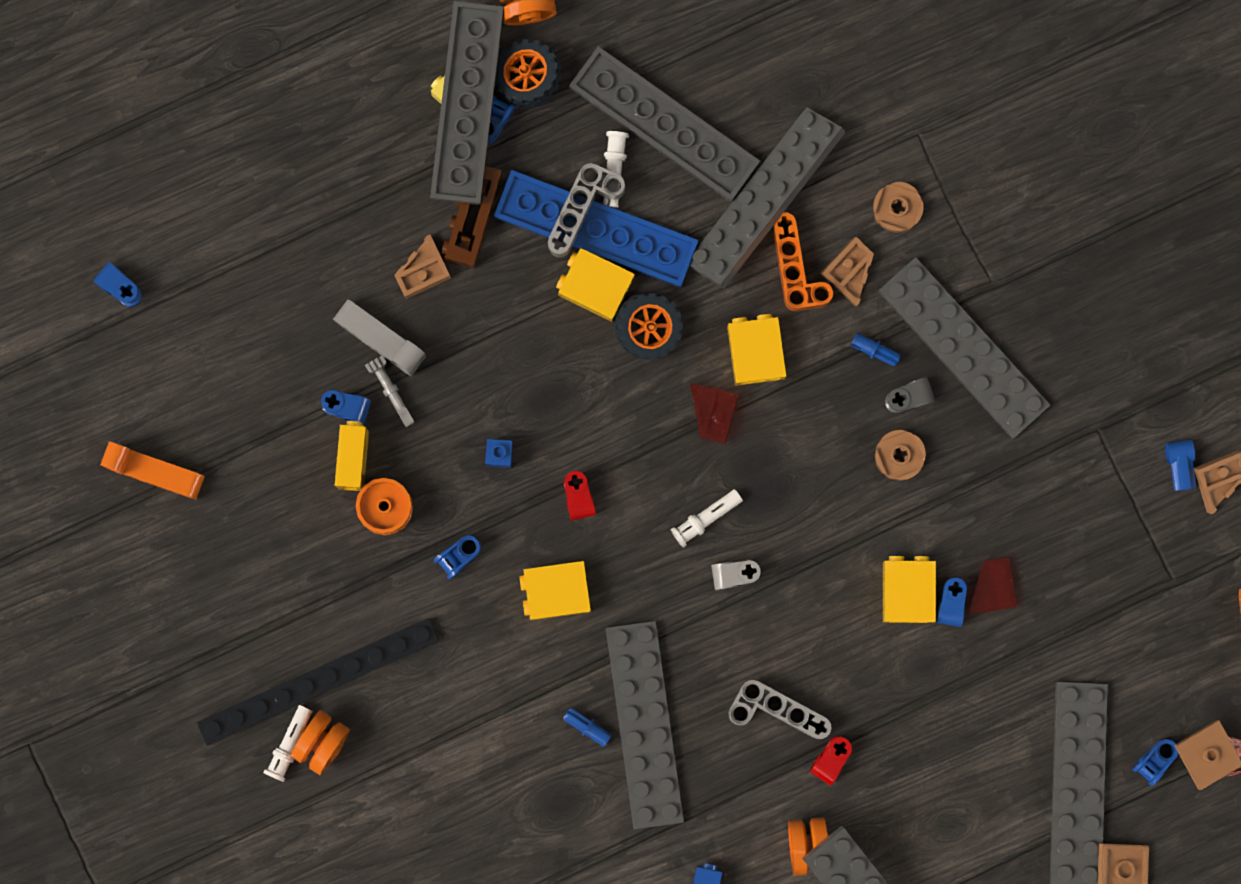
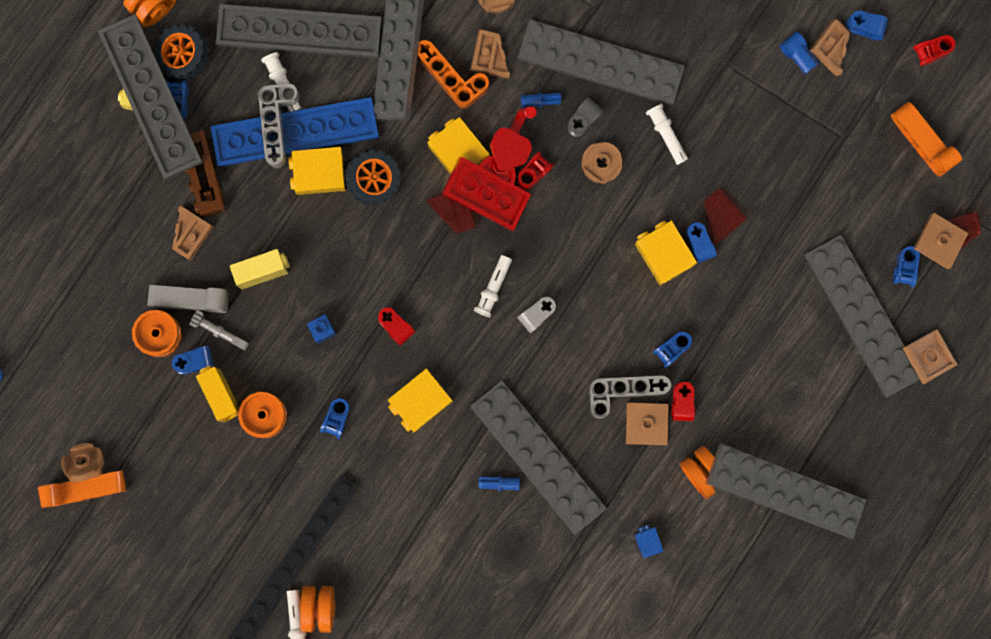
camera: 30 degrees left, 0 degrees up
(166, 454) = (82, 472): none -> medium nougat plate
(311, 359) = (144, 333): none -> orange wheel
(473, 352) = (260, 269): none -> light yellow brick
(759, 405) = (487, 189): none -> red plate
(780, 759) = (646, 424): none -> medium nougat plate
(827, 421) = (537, 169): none -> red piece
(854, 697) = (672, 349): none -> blue piece
(988, 455) = (662, 125): none -> white pin

